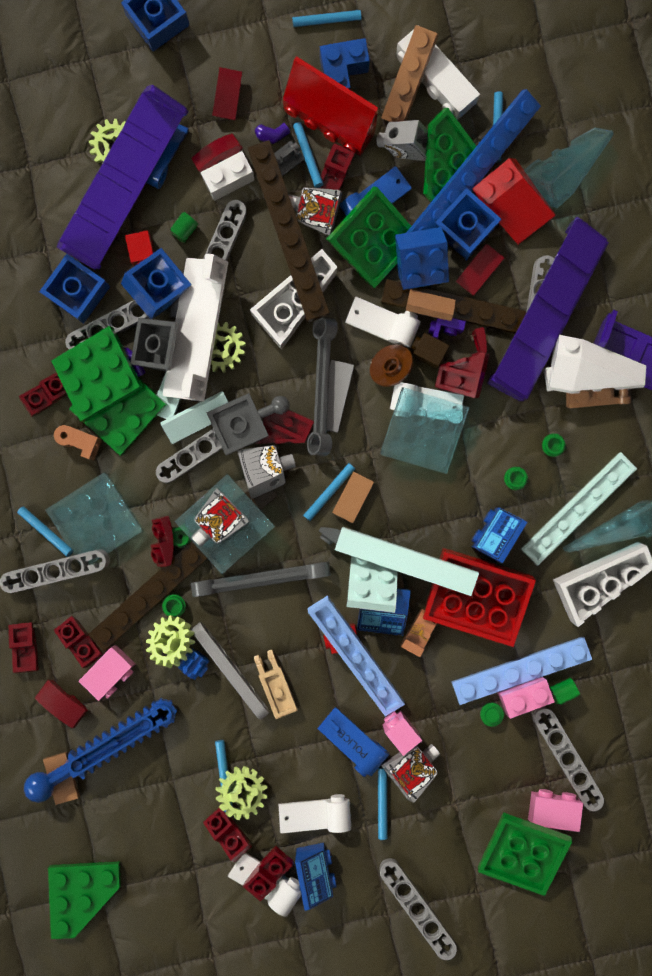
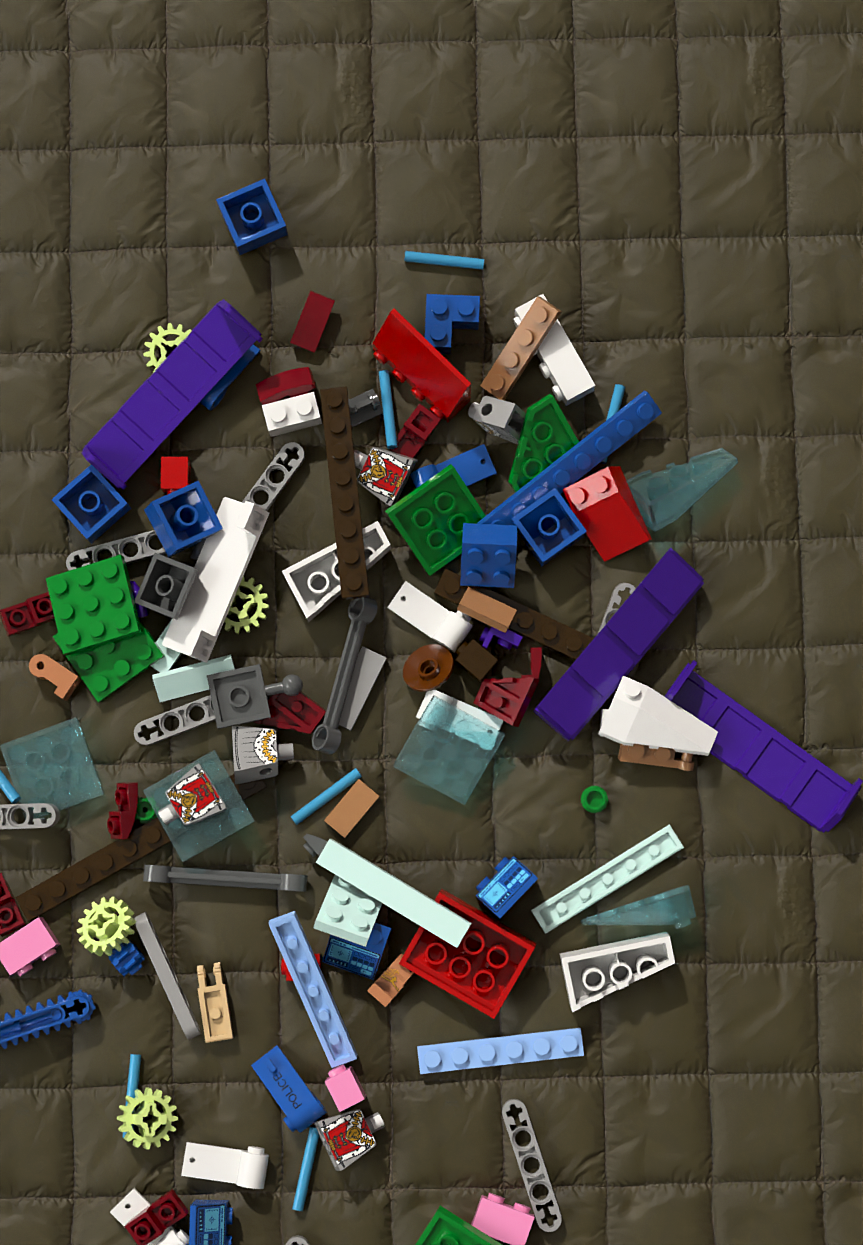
camera: 15 degrees right, 5 degrees down
(174, 605) = (120, 887): green plate -> none
(183, 227) = (229, 461): green brick -> none
(228, 834) = (120, 1164): dark red slope -> none
(274, 135) = (351, 378): dark purple arm -> none
(480, 269) = (554, 580): dark red slope -> none
(491, 714) = (454, 1093): green plate -> none
(515, 478) = (542, 827): green plate -> none
(526, 697) = (497, 1081): bright pink piece -> none
(564, 691) = (543, 1085): green brick -> none

